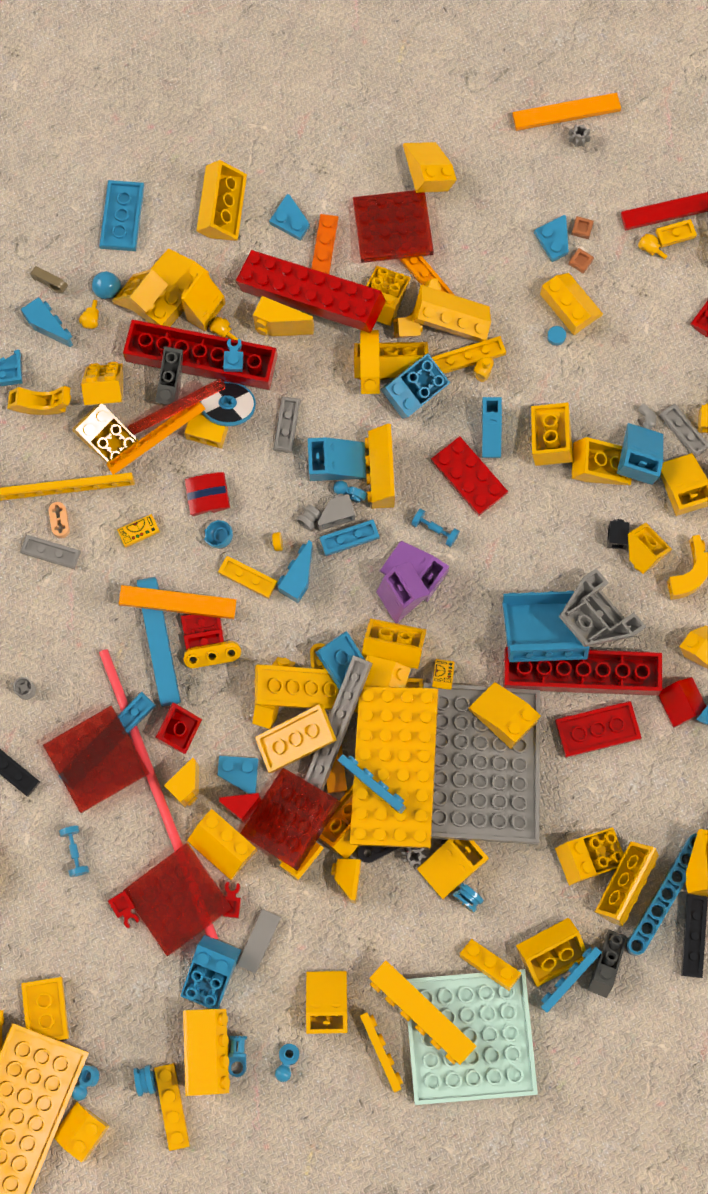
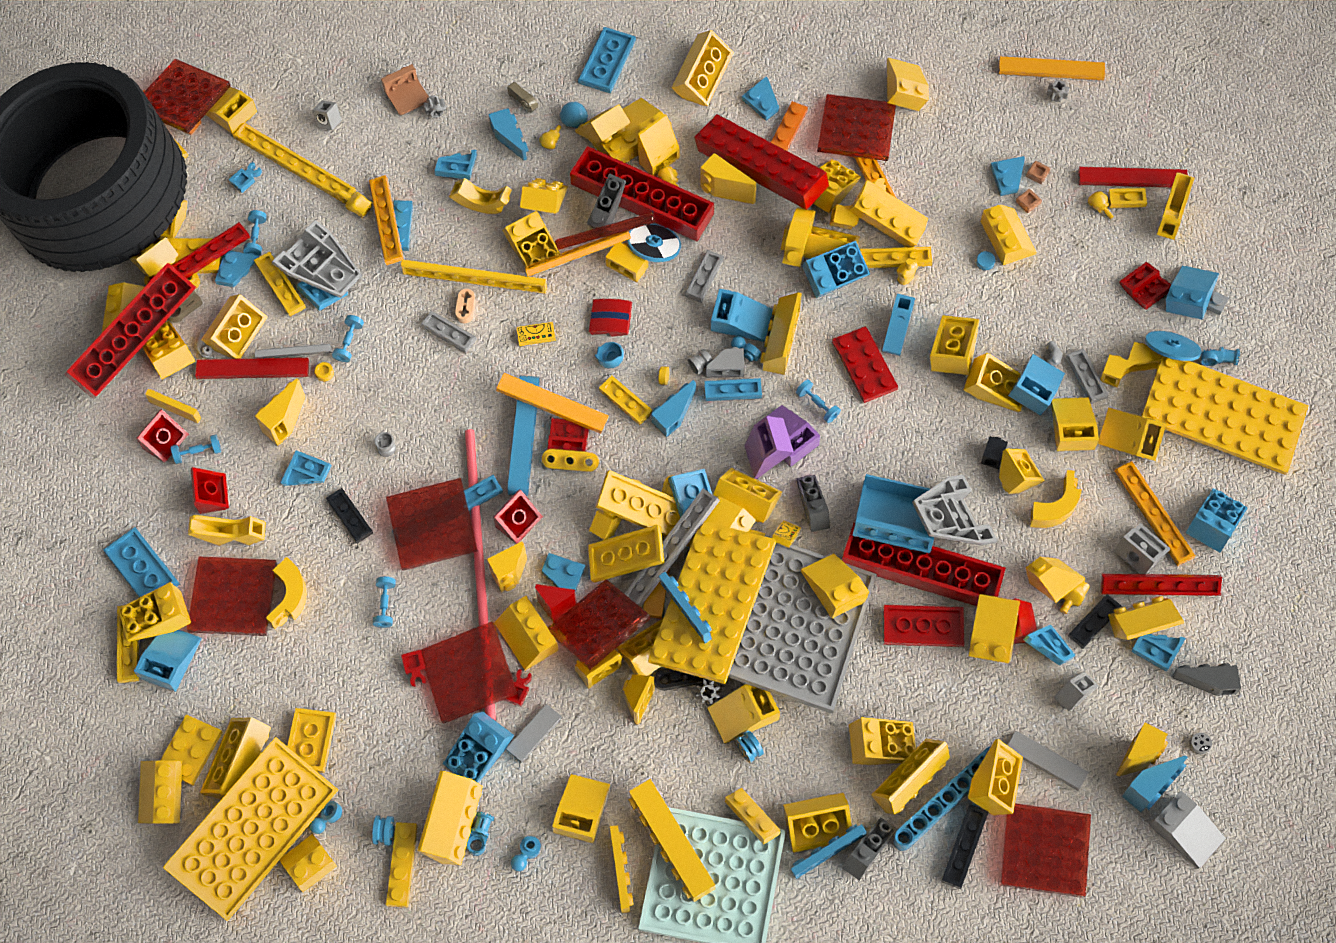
camera: 15 degrees right, 10 degrees down
(233, 359) = (671, 202): dark azure plate -> none
(460, 634) = (813, 503): none -> dark grey slope
(667, 717) = (994, 628): none -> yellow slope

